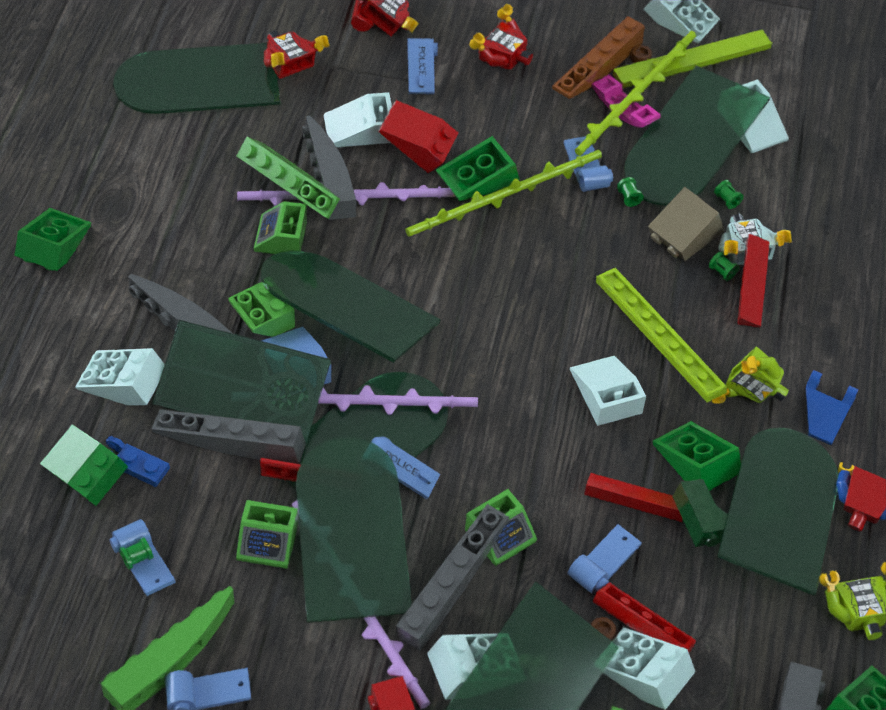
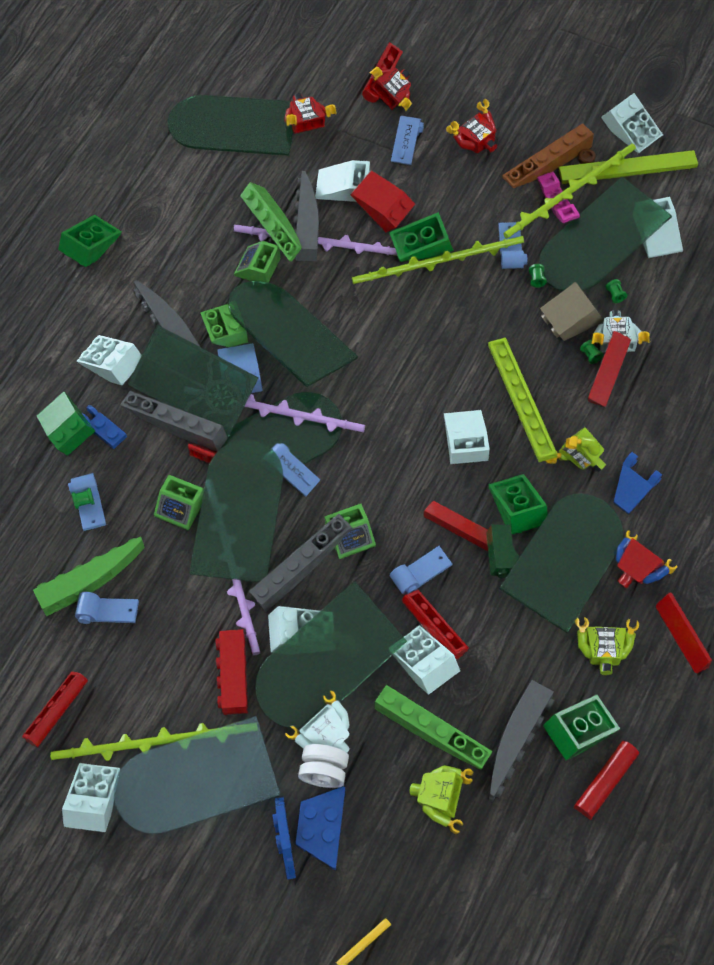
camera: 20 degrees right, 10 degrees up
(605, 627) = (403, 624): reddish brown tile -> none

